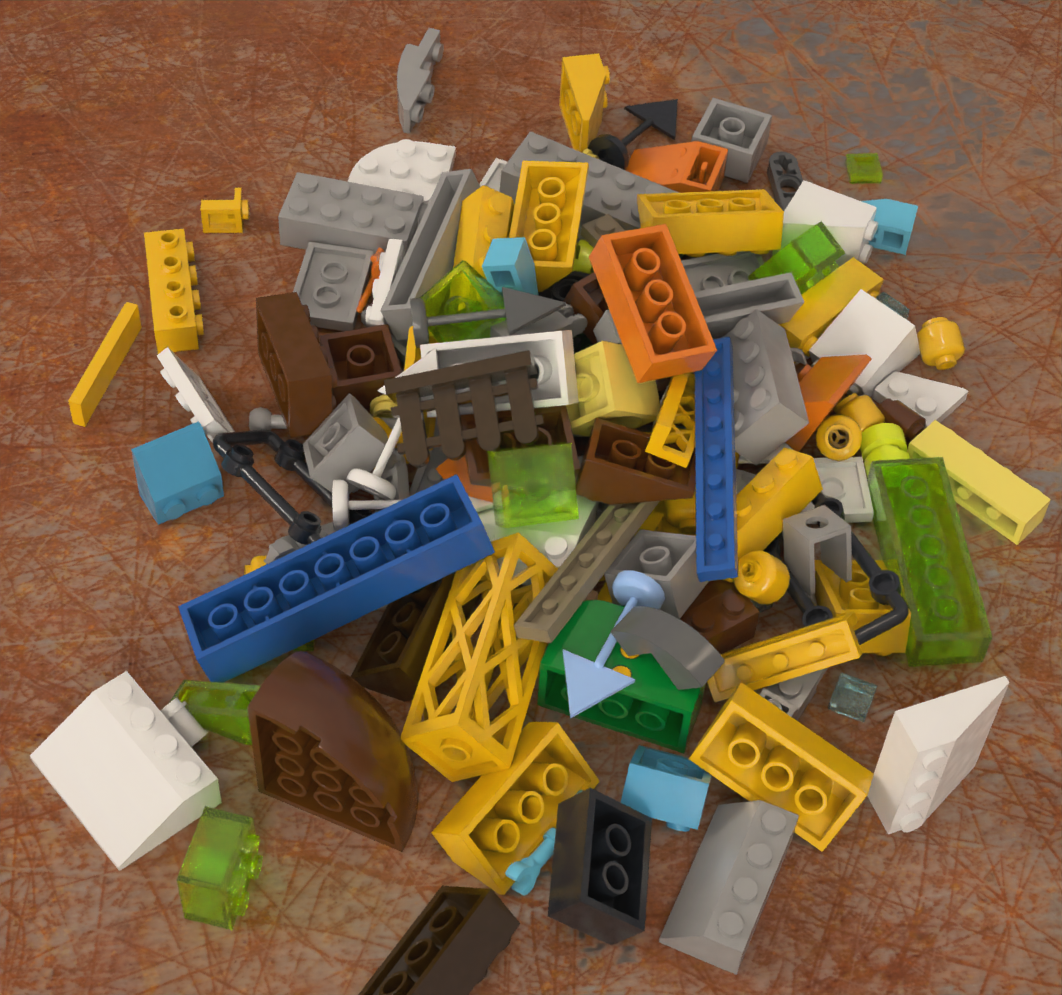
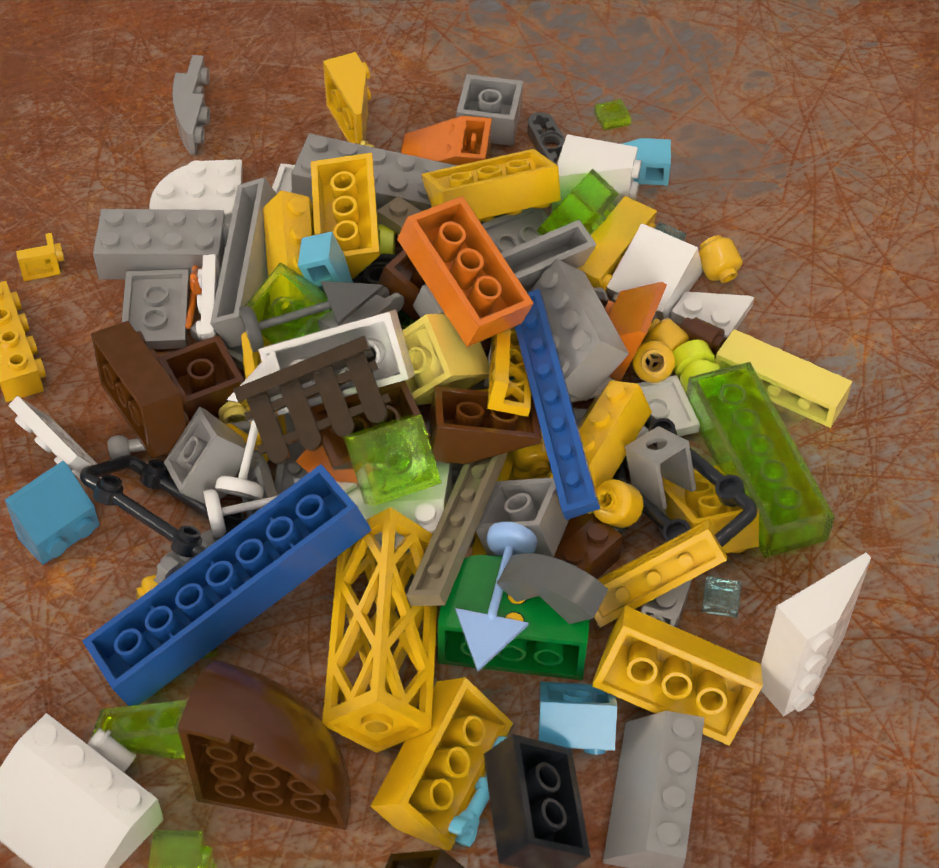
camera: 10 degrees left, 0 degrees up
(403, 641) = (301, 630): dark brown slope -> none
(660, 115) = (417, 98): black piece -> none

